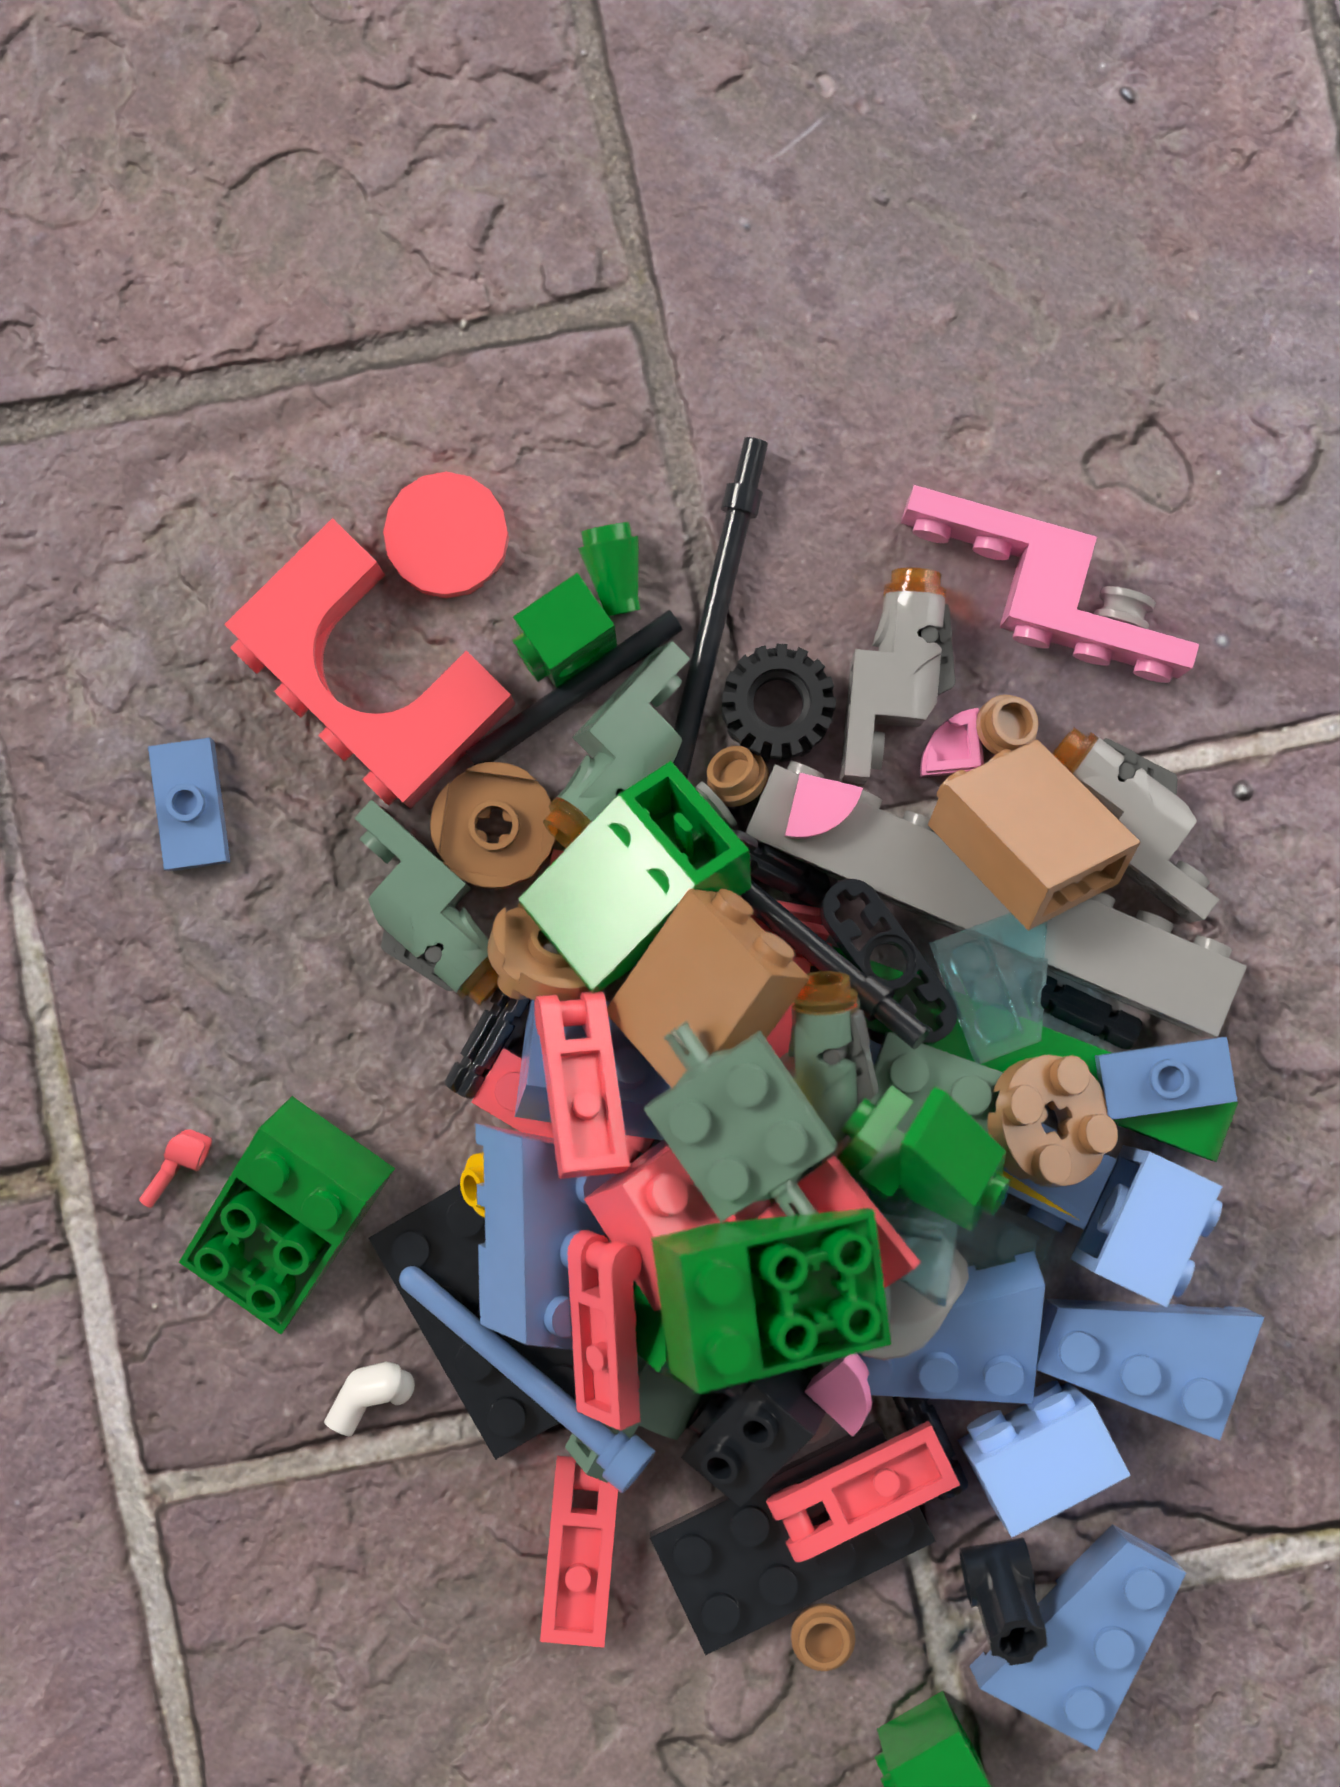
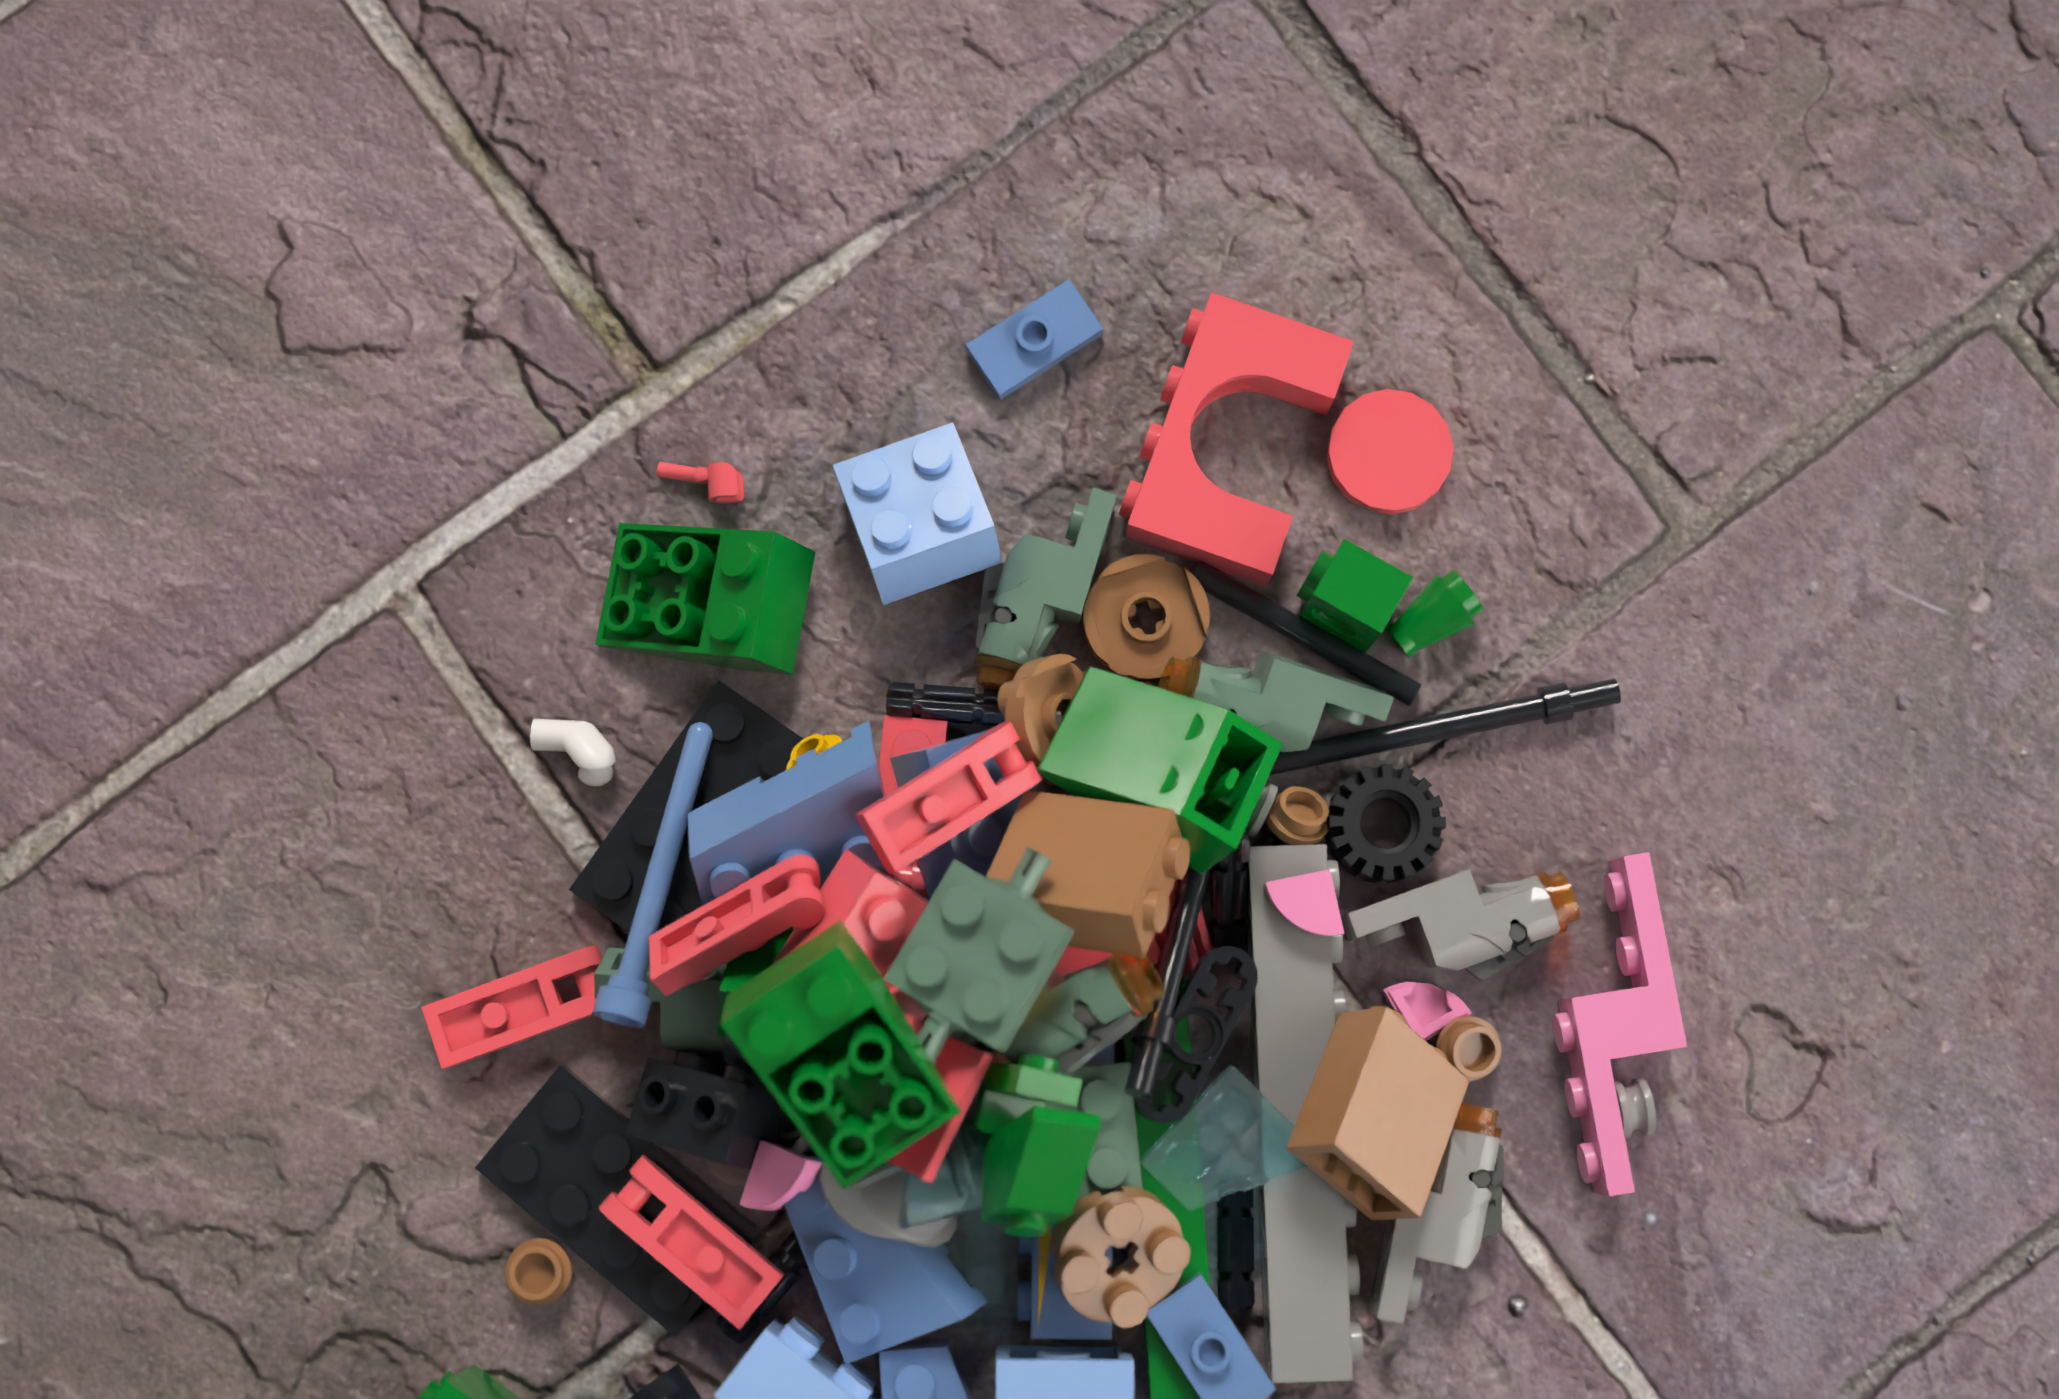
camera: 60 degrees right, 5 degrees down
(302, 987) = (918, 513): none -> light blue brick

